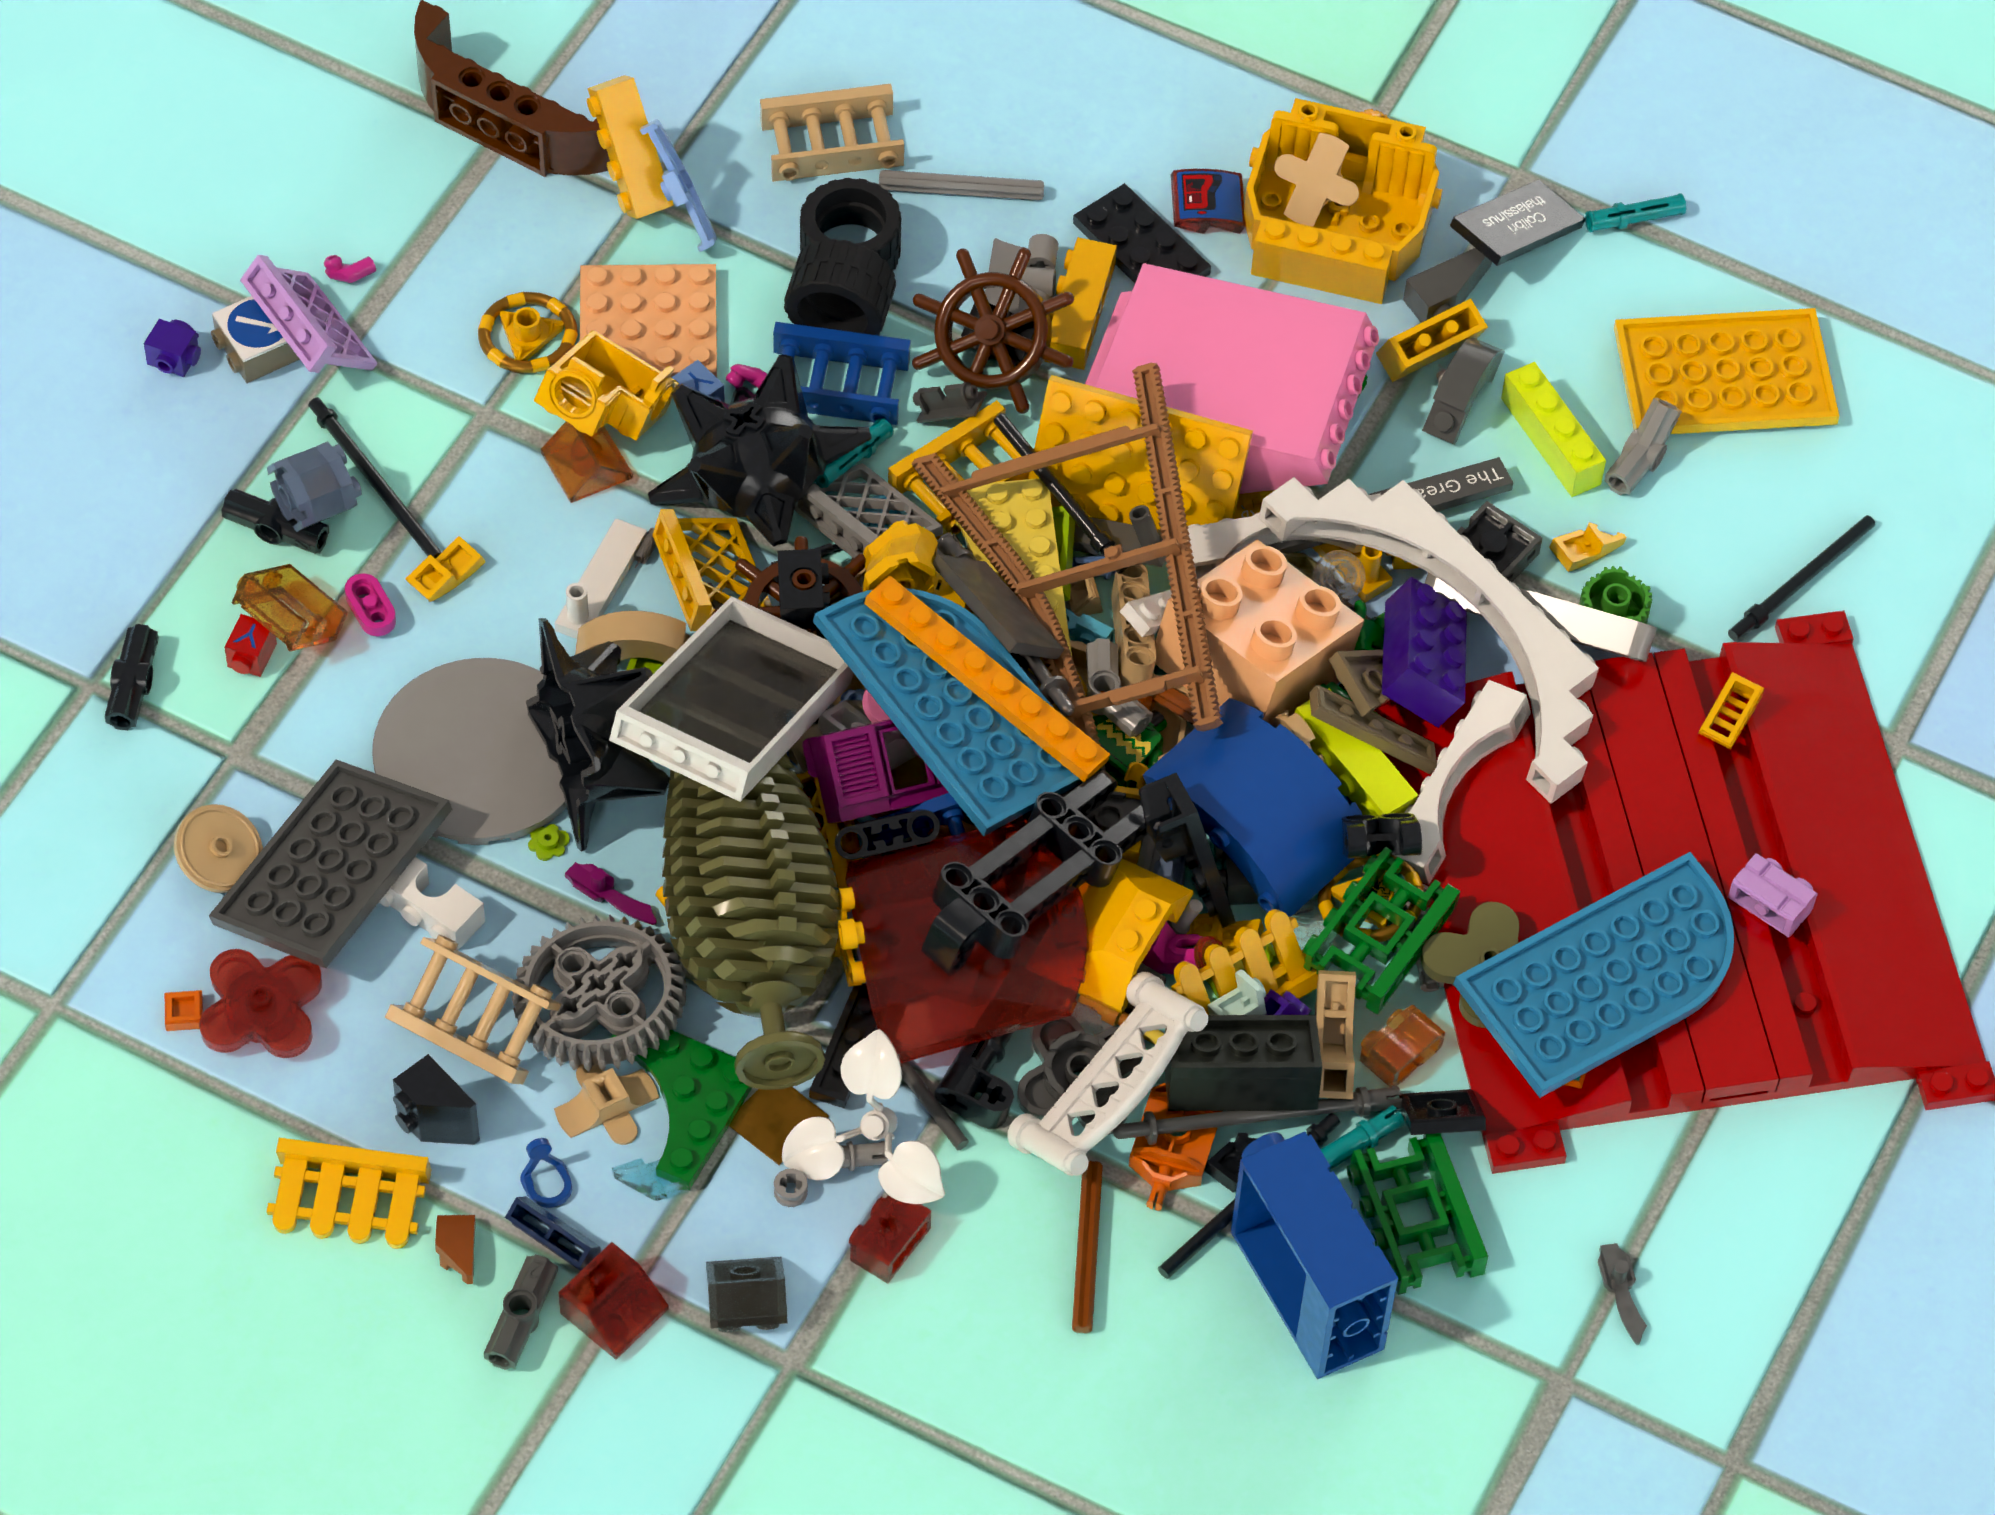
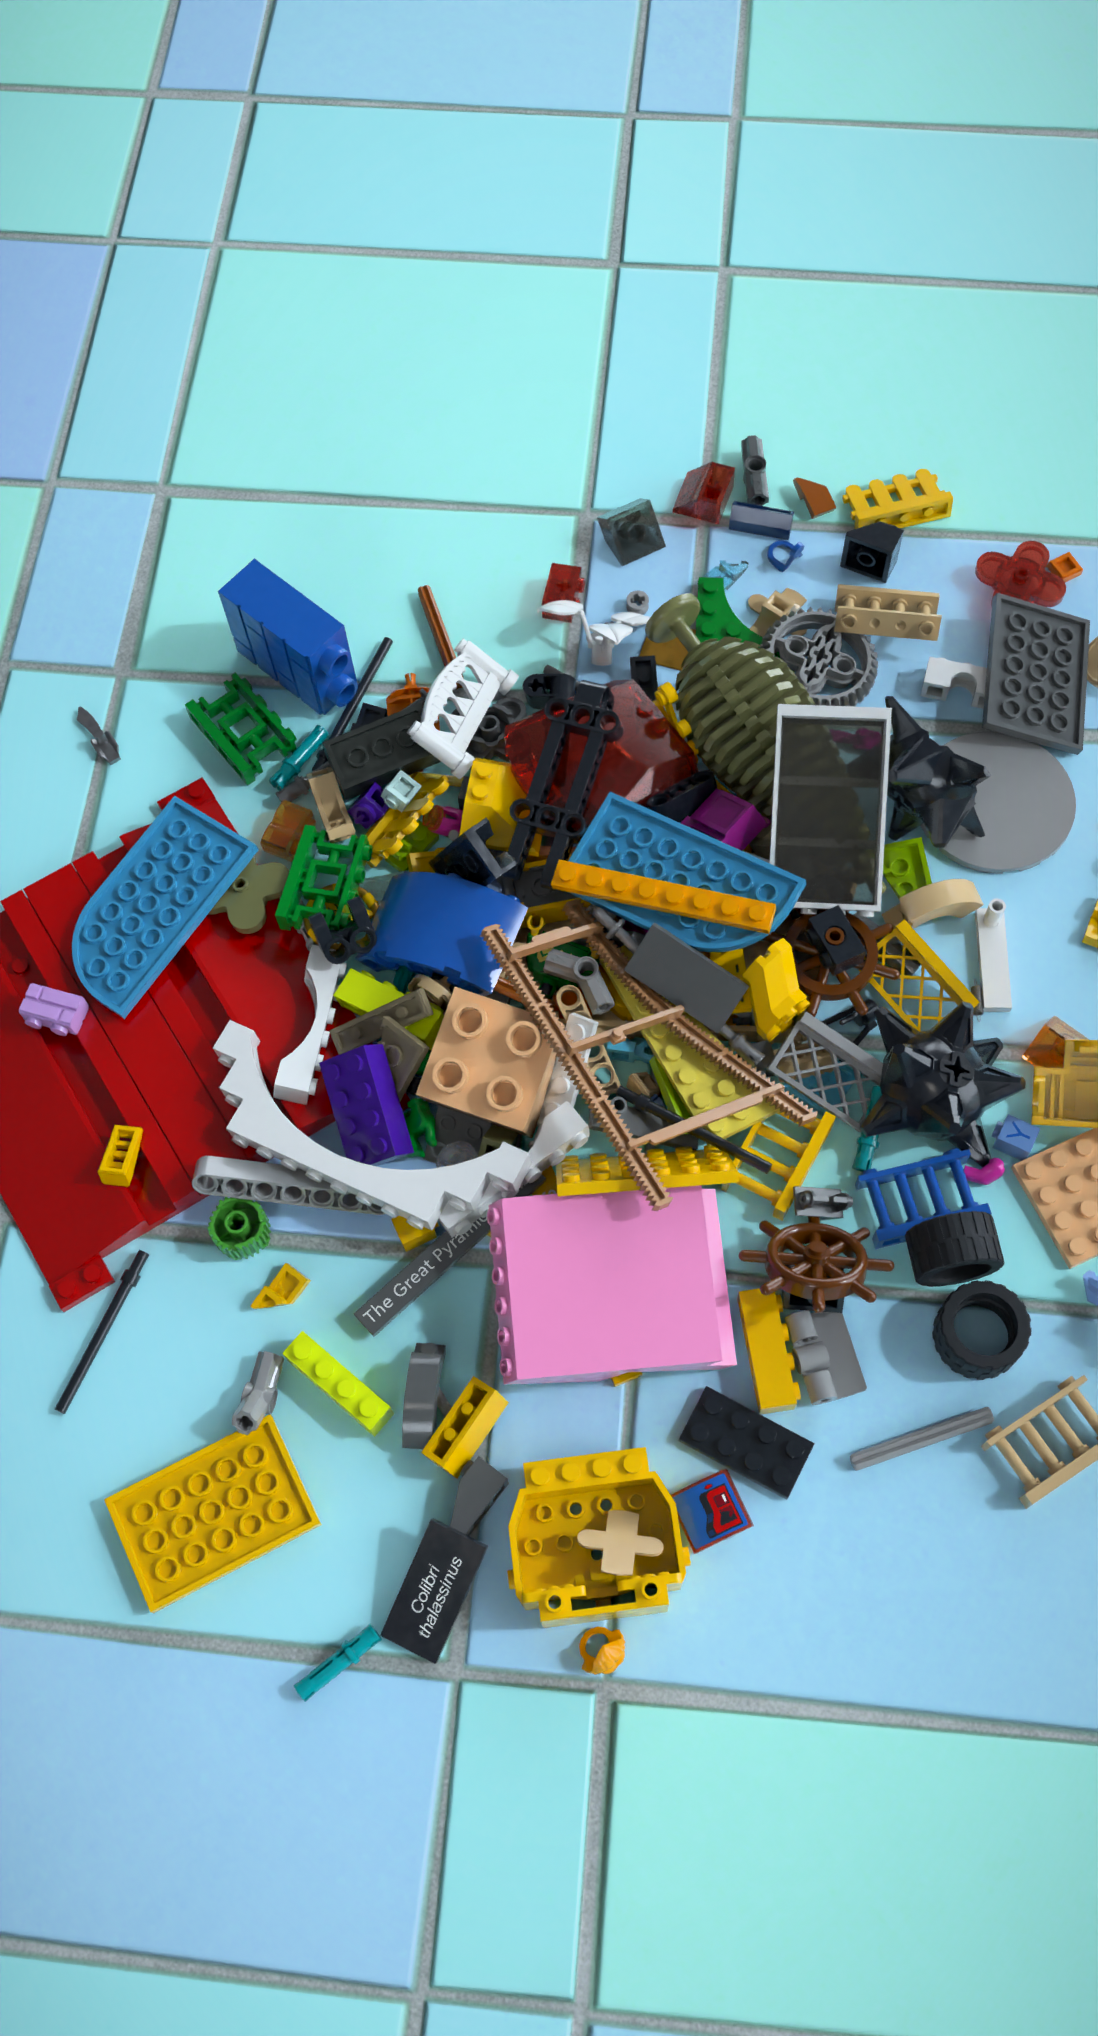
camera: 165 degrees right, 10 degrees up
(1442, 1112) = (244, 789): black tile -> none
(1502, 540) = (350, 1246): piece -> none

